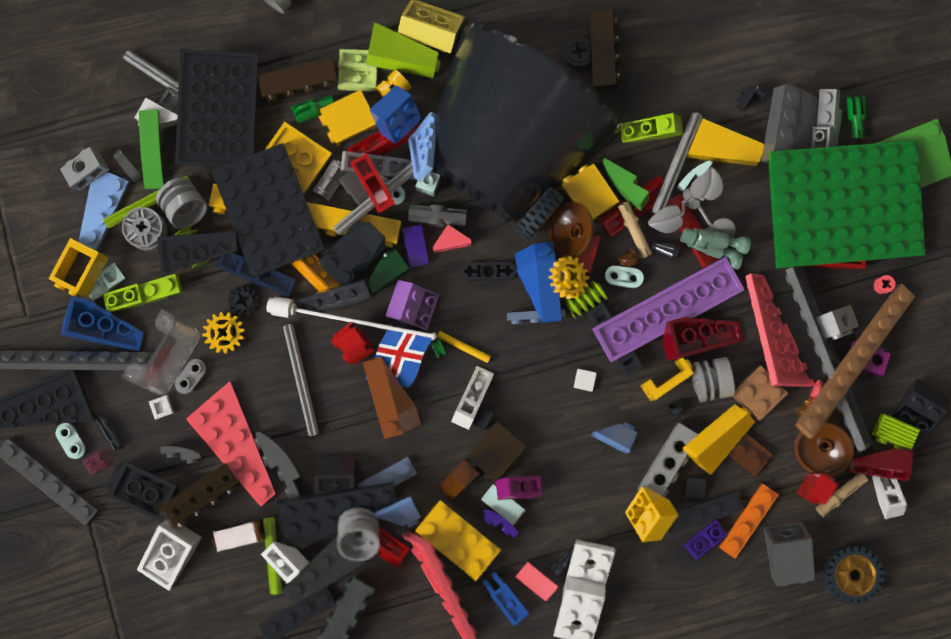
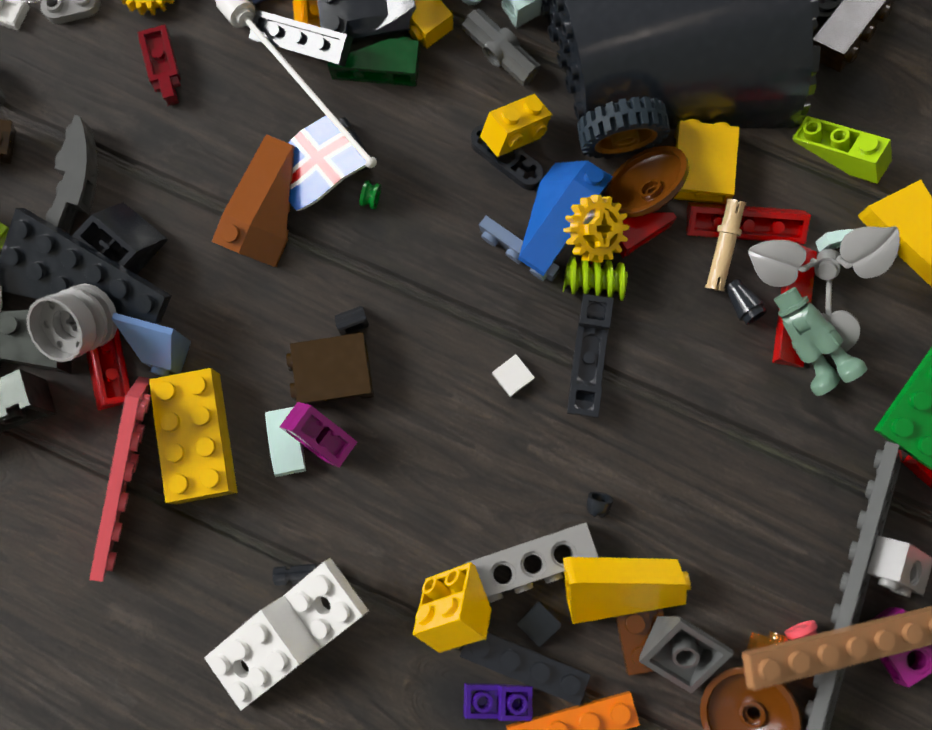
camera: 45 degrees right, 5 degrees down
(229, 436) = (50, 91): coral wing -> none
(268, 368) = (160, 62): none -> dark red hinge
(301, 381) = (184, 106): light grey axle -> none
(353, 344) = (275, 106): red brick -> none
(396, 473) = (191, 297): sand blue plate -> none
(412, 305) = (384, 121): medium lavender slope -> none
(415, 245) = (445, 59): dark purple slope -> none
(450, 240) = (489, 84): coral slope -> none
(458, 480) = (258, 362): reddish brown slope -> none
(463, 346) = (402, 219): yellow bar -> none
(472, 397) = (358, 283): white slope -> none
(482, 254) = (515, 125): none -> yellow brick
(495, 519) = (258, 448): dark purple slope -> none
(506, 600) = (186, 561): blue hinge -> none
(536, 581) = (245, 570): coral slope -> none
(617, 436) = (494, 473): medium blue slope -> none
(624, 276) = (667, 290): light aqua plate -> none
(626, 184) = (759, 184): bright green slope -> none
(630, 258) = (691, 274): reddish brown hat -> none
(654, 393) = (587, 460): yellow panel -> none
(677, 162) = (845, 208): light grey axle -> none
(684, 299) = (689, 373): medium lavender plate -> none
(693, 335) = (691, 429): dark red wedge -> none
(709, 380) = (681, 507): light grey wheel -> none
(758, 393) = (721, 572): medium nougat brick -> none
(771, 445) = (683, 652): none -> dark grey slope
(776, 339) = (798, 524): coral wing -> none

